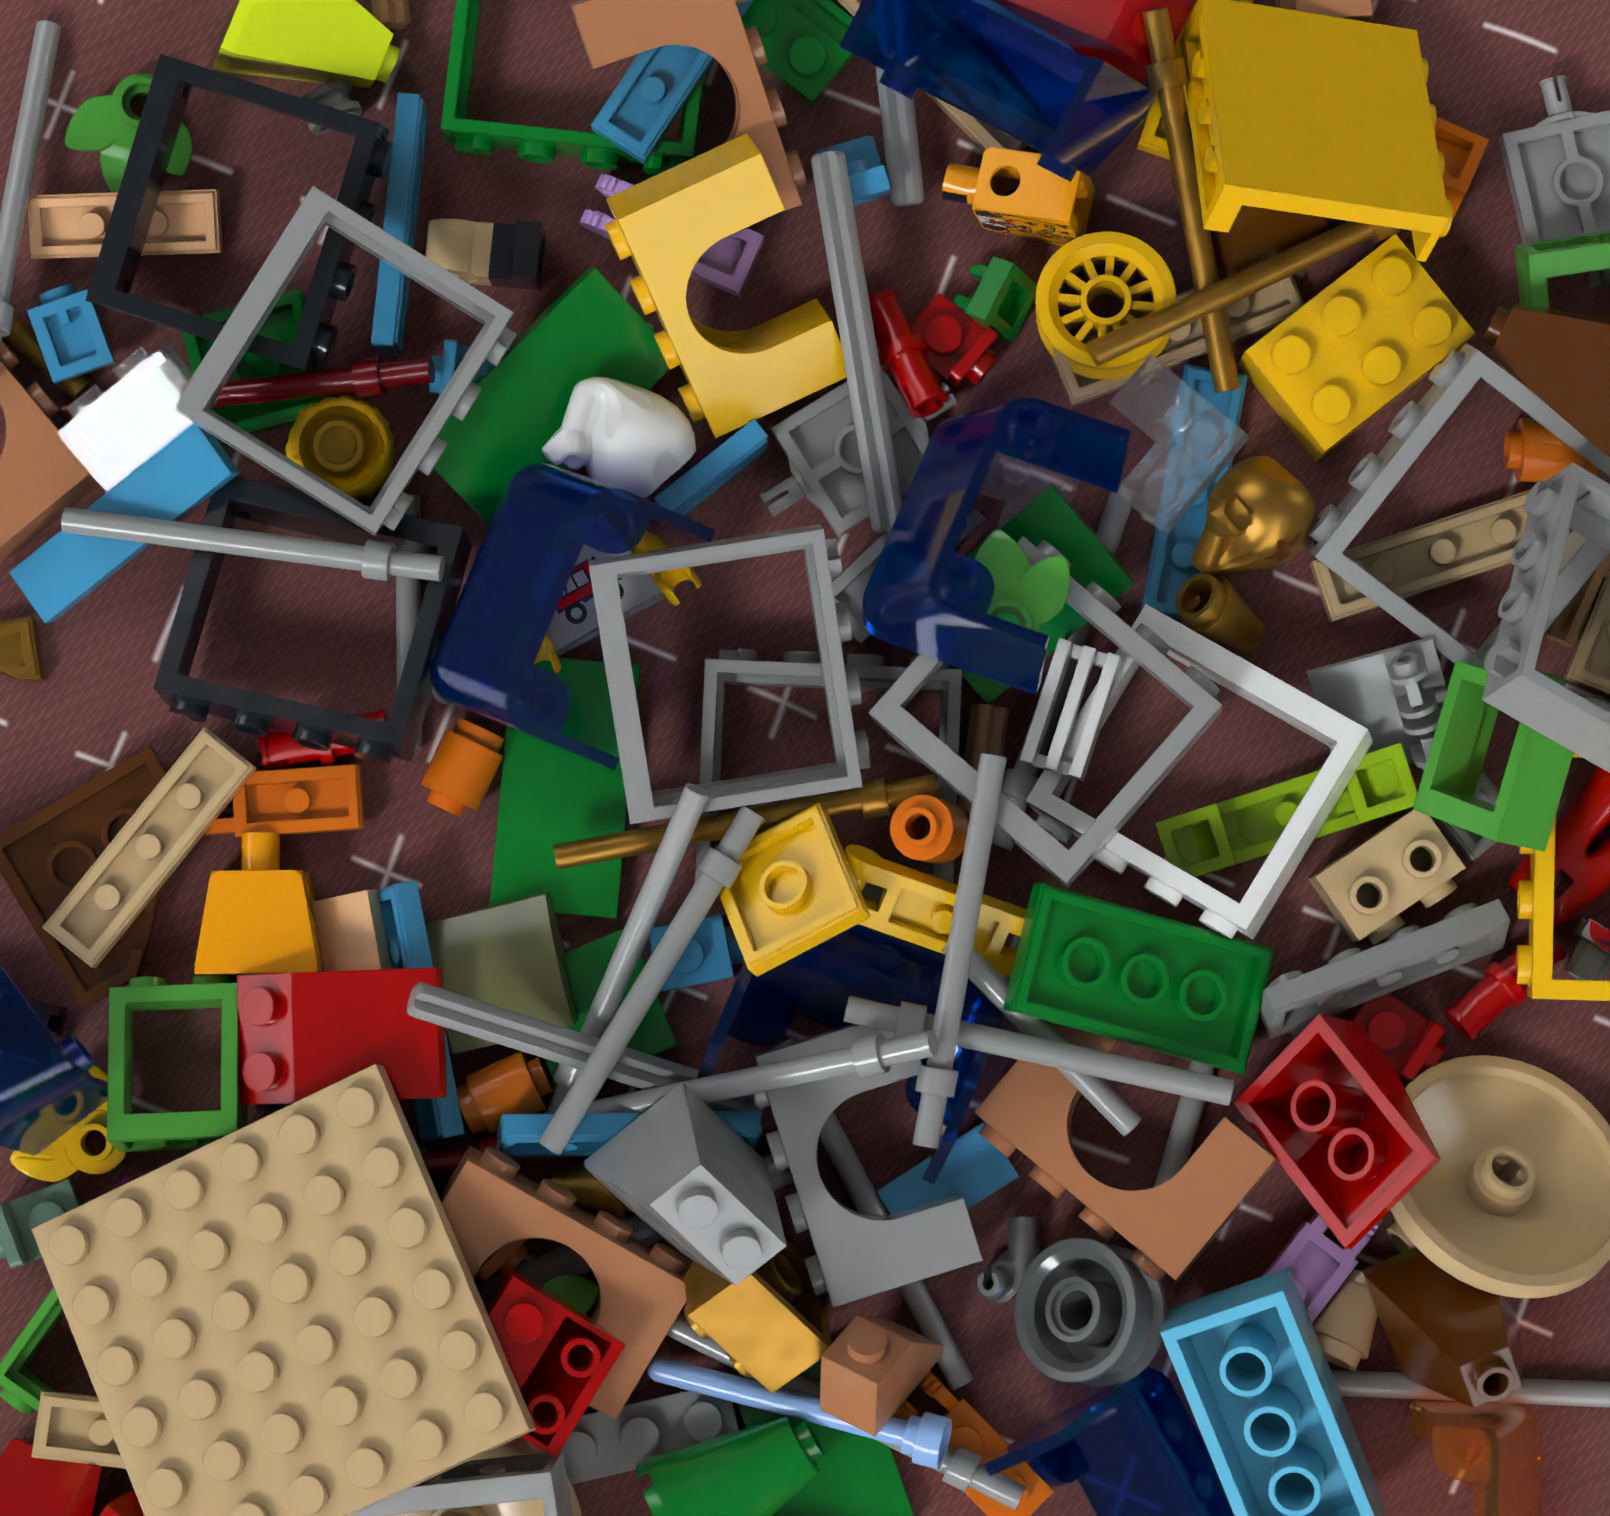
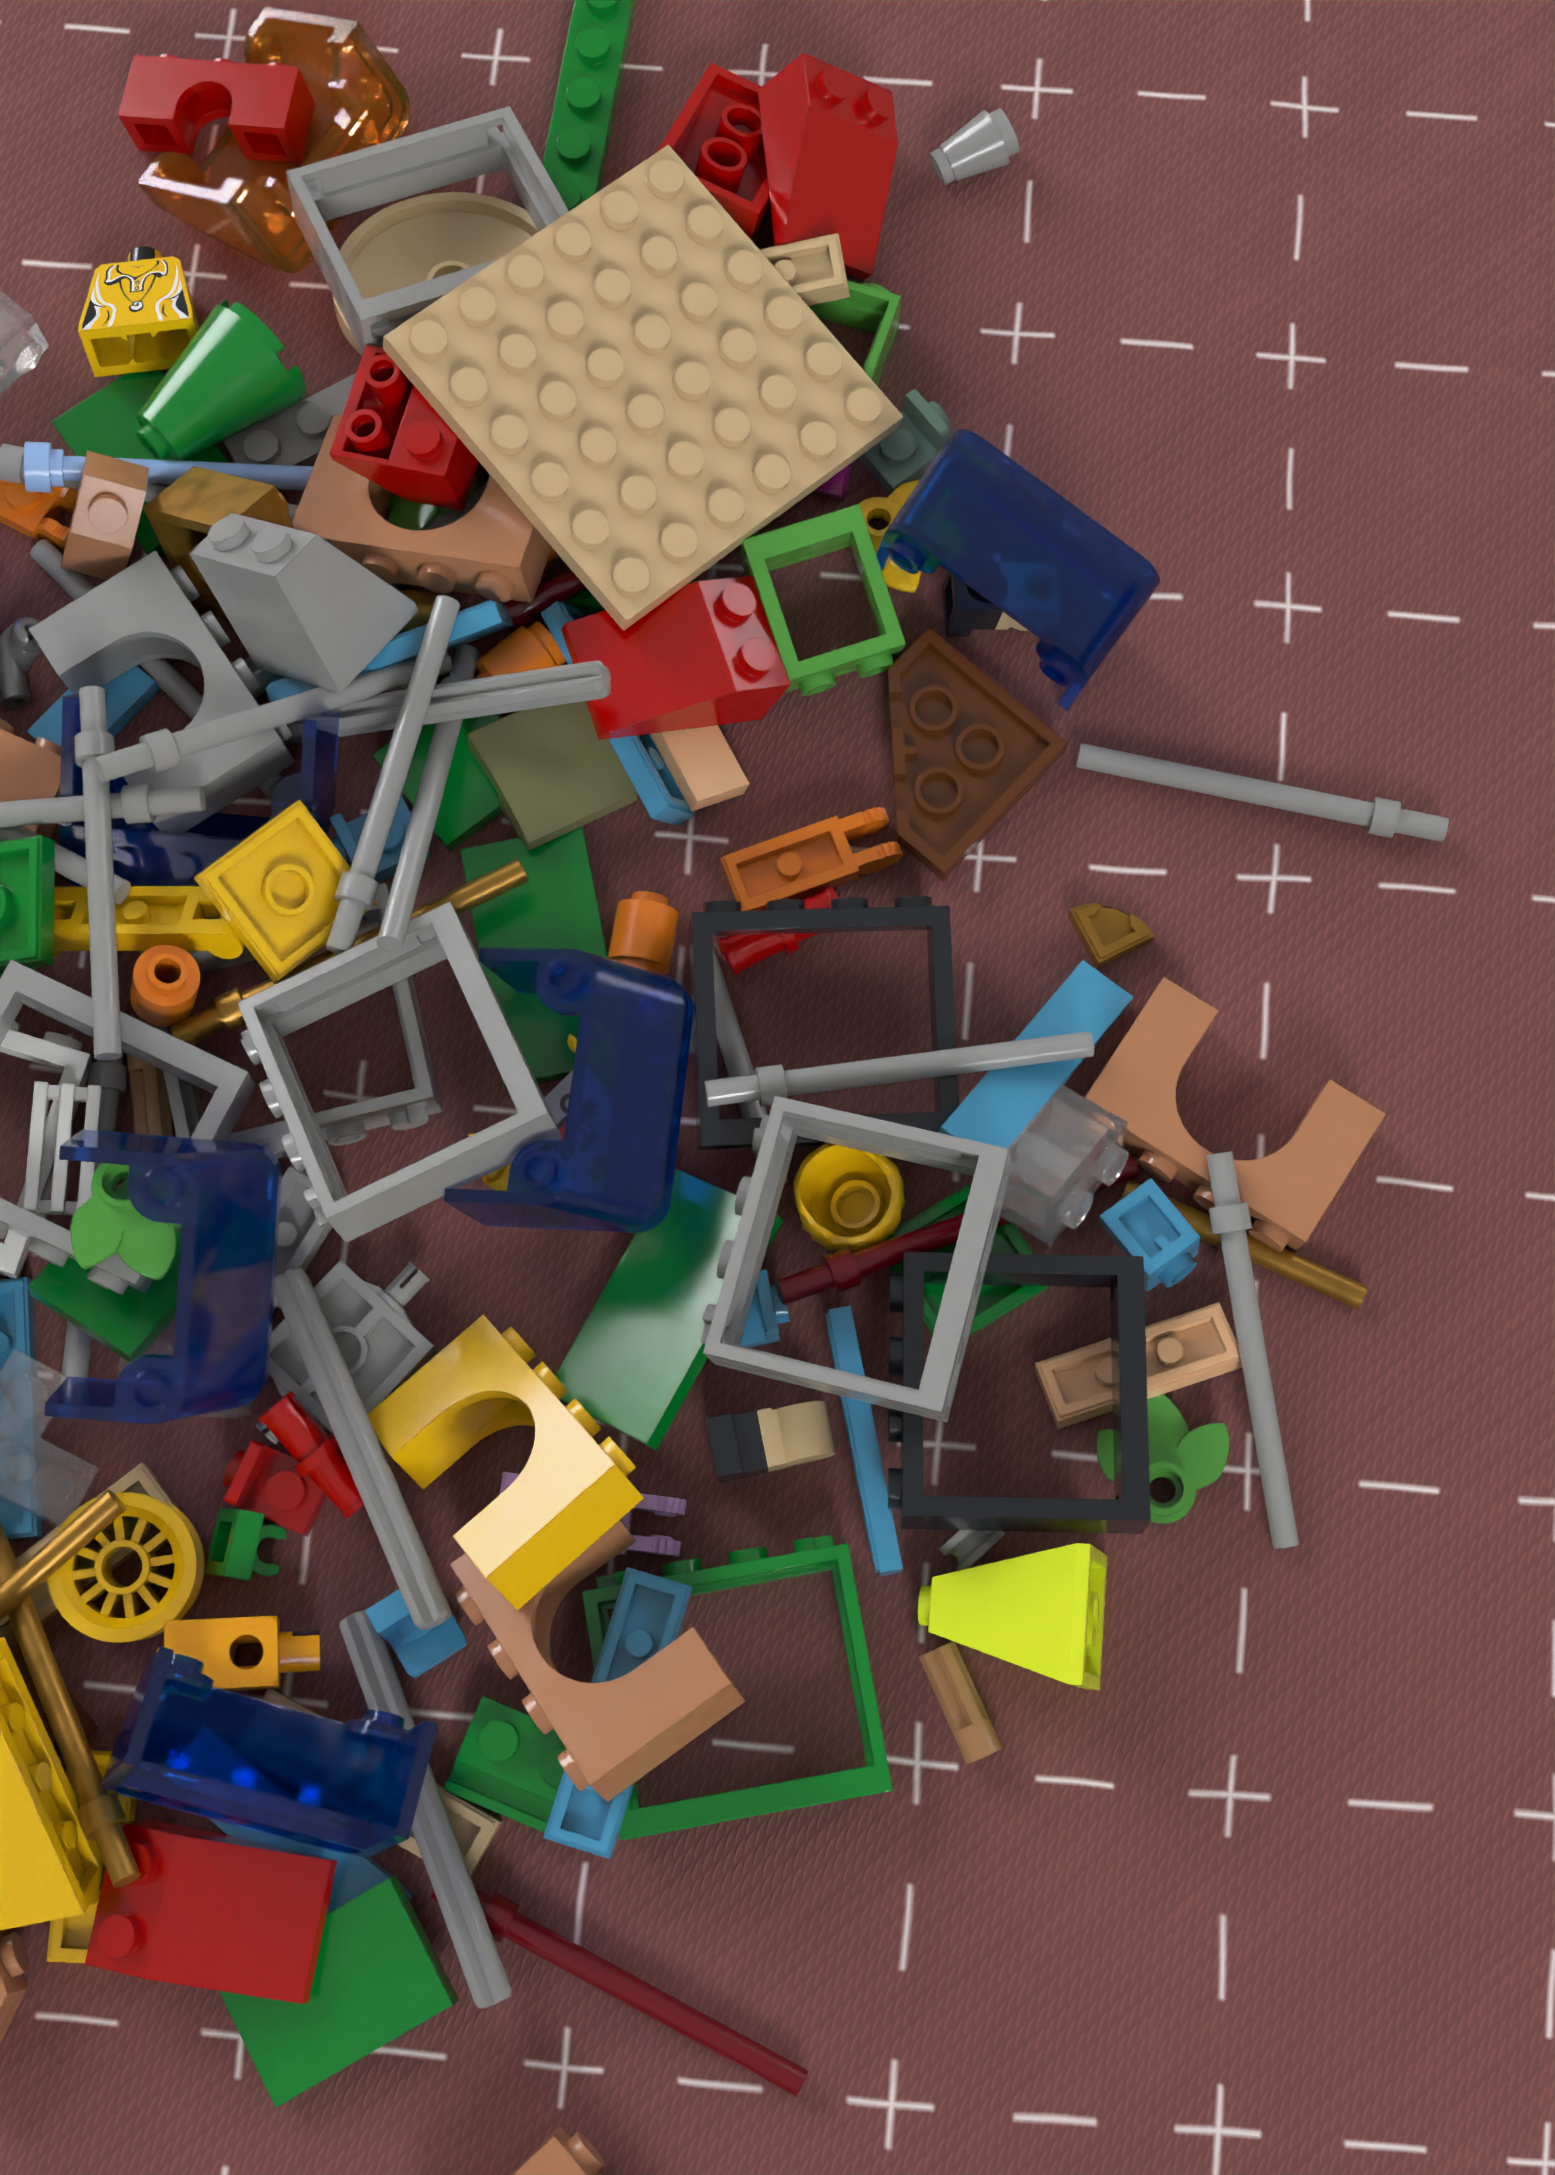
camera: 160 degrees right, 10 degrees down
(149, 847) = (910, 780): tan tile -> none
(258, 916) = (789, 750): light orange torso -> none
(622, 435) = (570, 1285): white piece -> none
(715, 469) = (482, 1283): dark azure tile -> none

